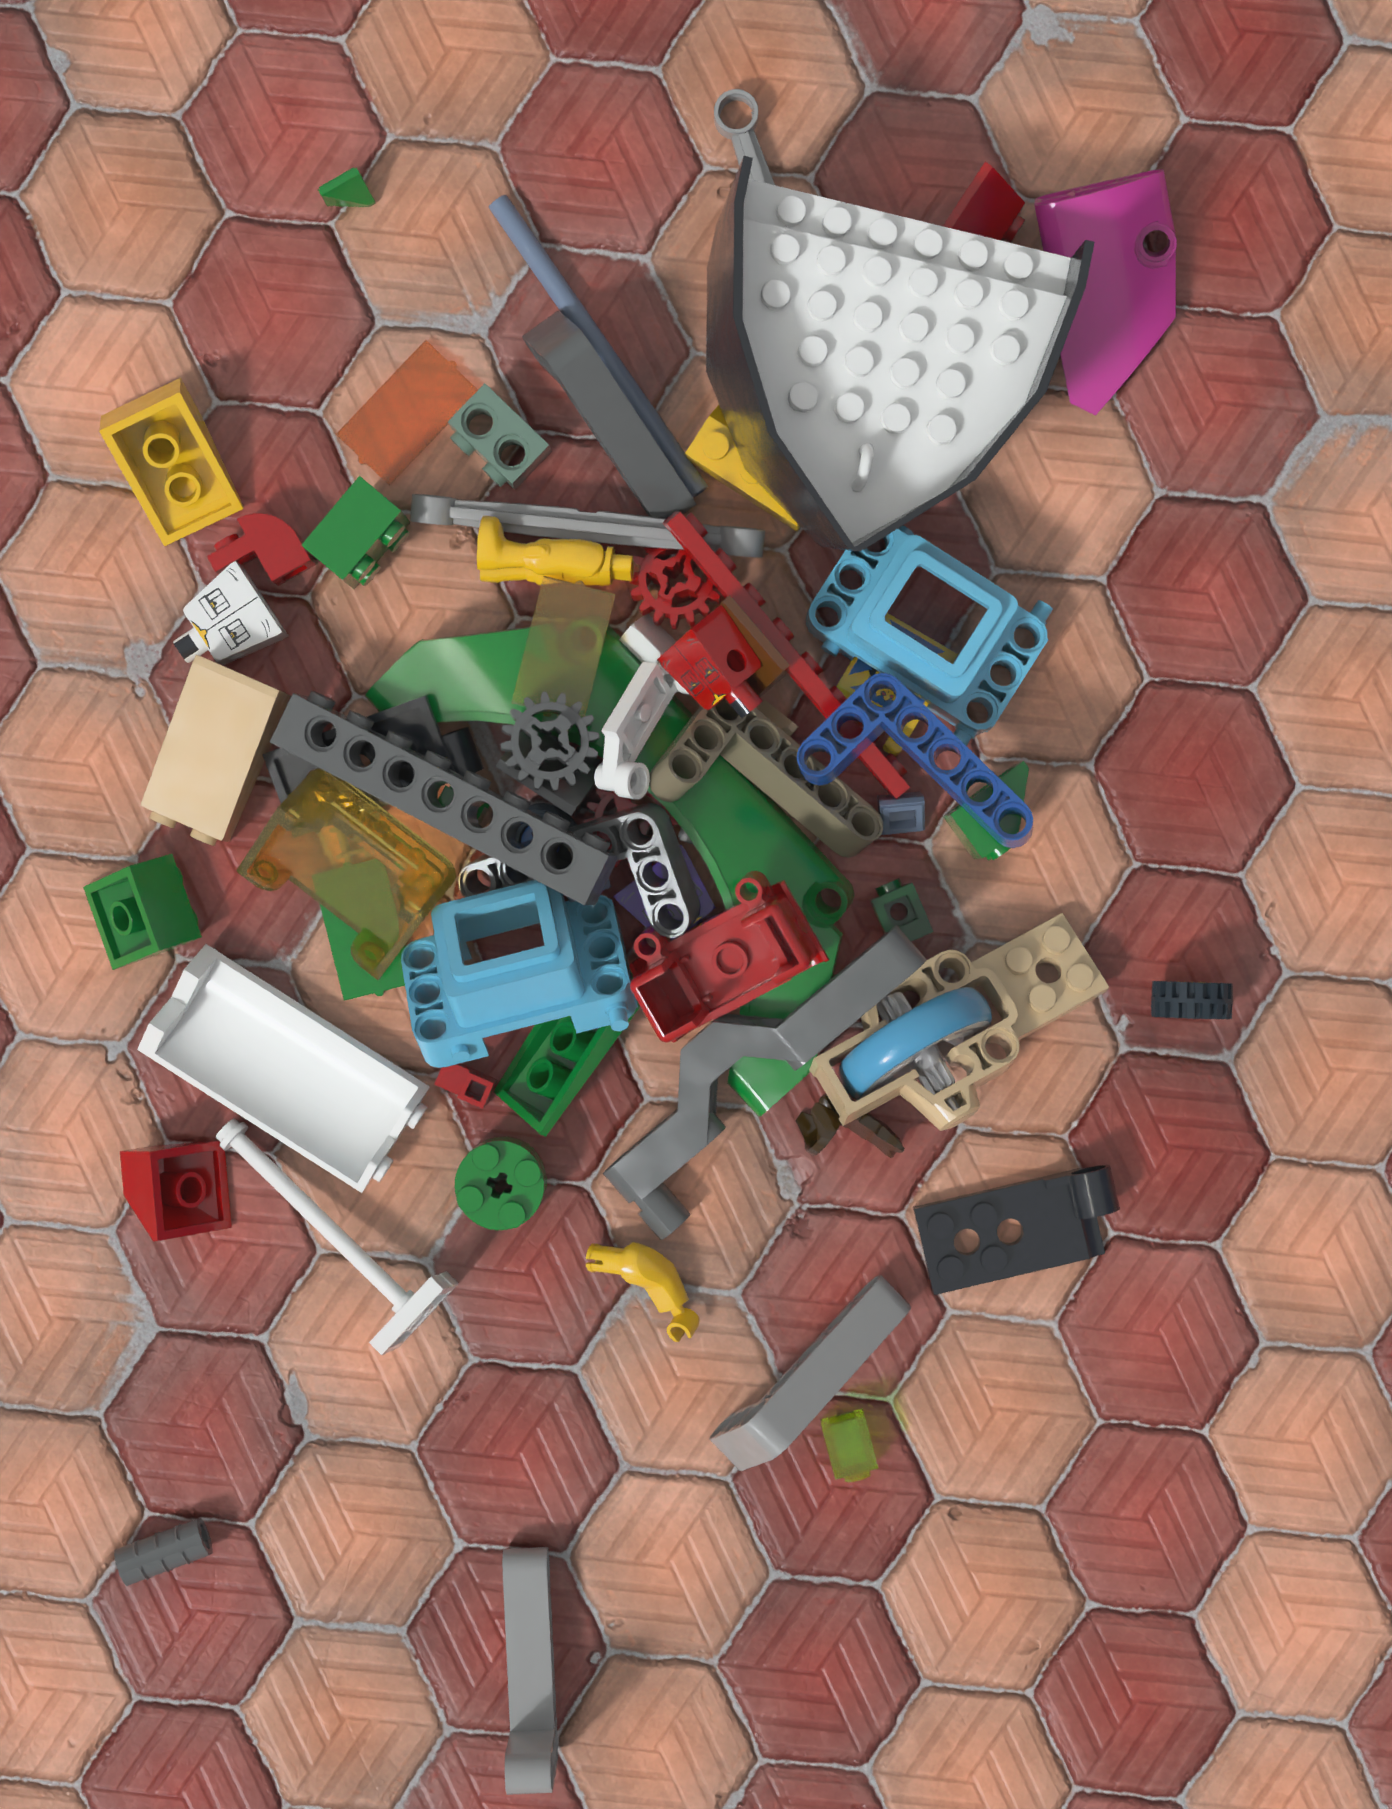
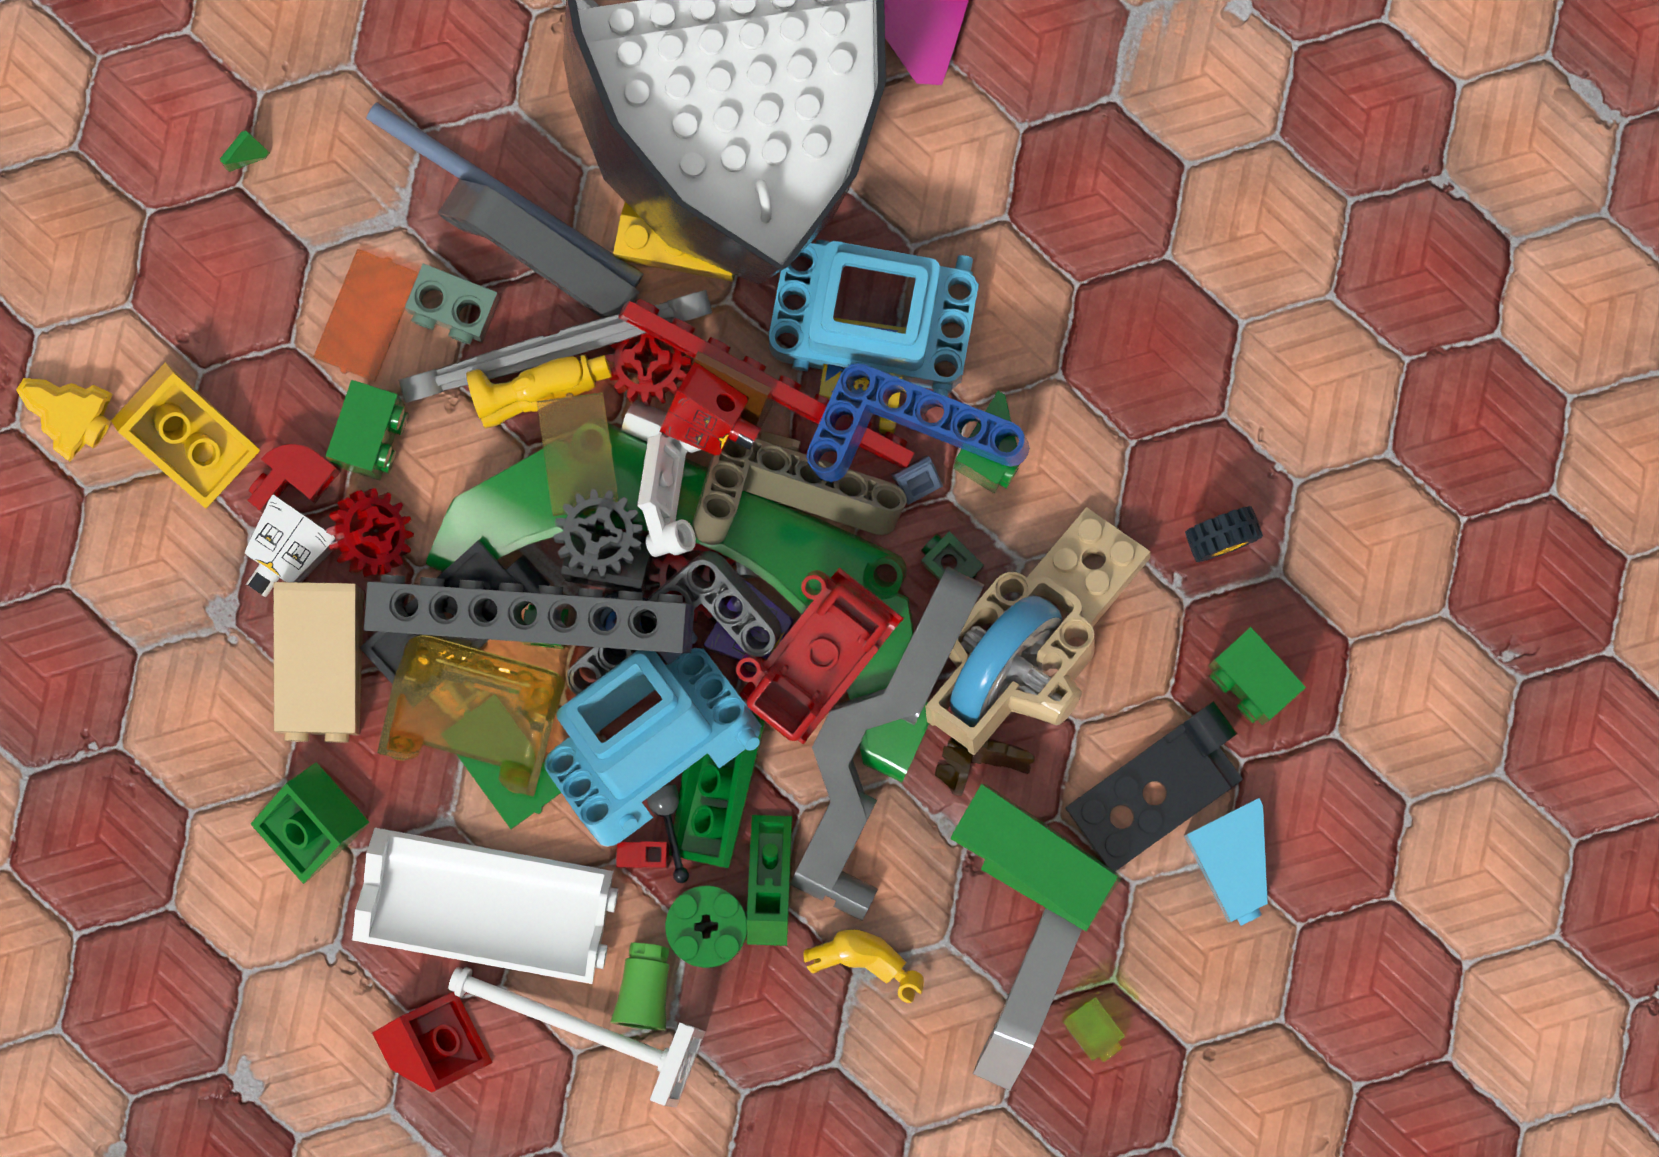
camera: 15 degrees left, 5 degrees down
(61, 390) = (68, 413): none -> yellow rock
(320, 620) = (370, 512): none -> red gear
(412, 1218) = (643, 988): none -> bright green plant
(507, 1043) = (664, 804): none -> hinge
(584, 1160) = (769, 880): none -> green slope
(863, 1253) = (1035, 858): none -> green slope
(1062, 1333) = (1234, 861): none -> medium azure slope
(1163, 1160) = (1255, 677): none -> green brick

